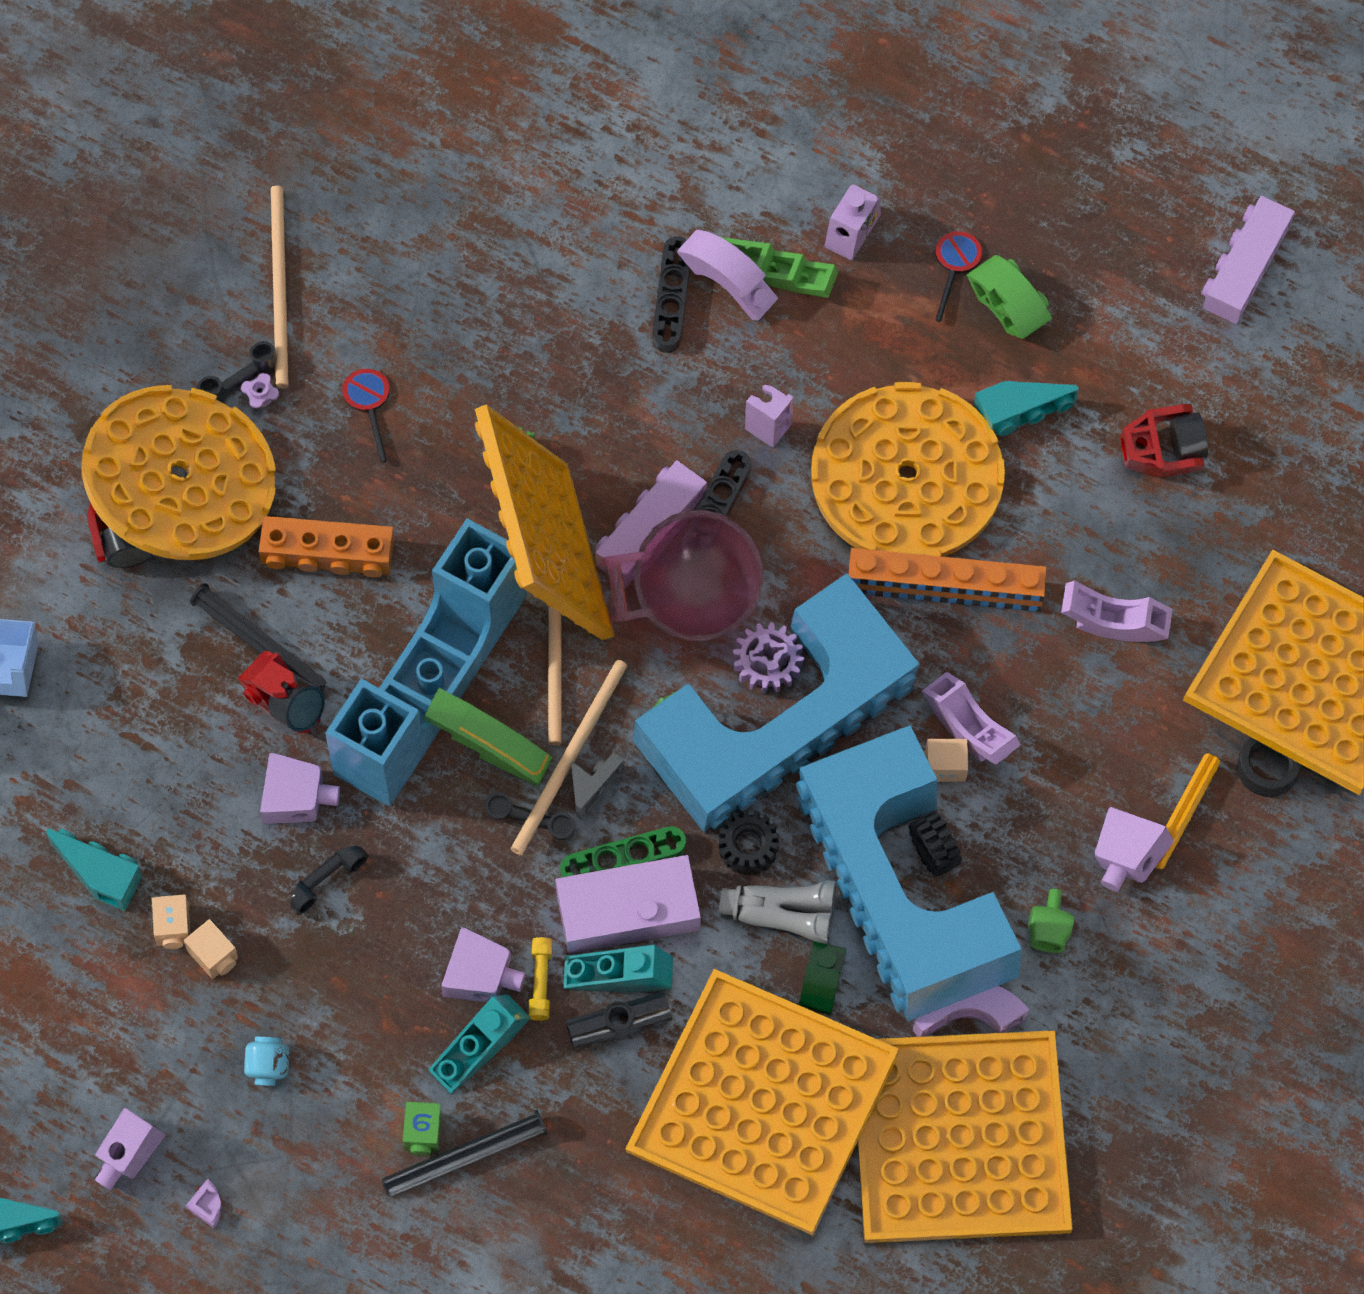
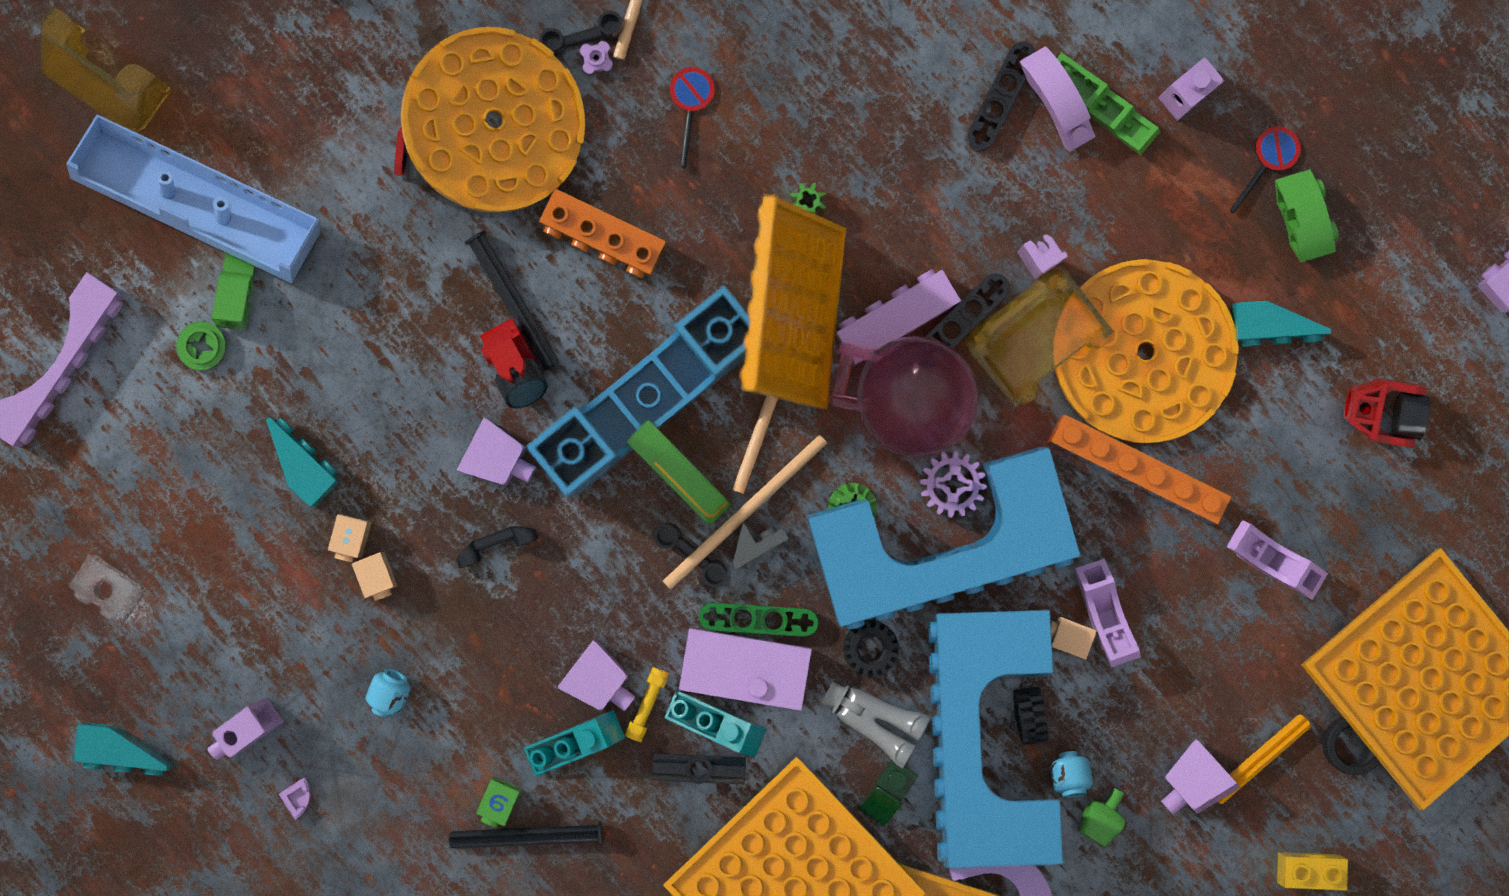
camera: 20 degrees right, 20 degrees up
(797, 484) = (1037, 334): none -> clear yellow windscreen
(1005, 886) = (1071, 775): none -> medium azure head
(1281, 895) = (1312, 871): none -> yellow brick

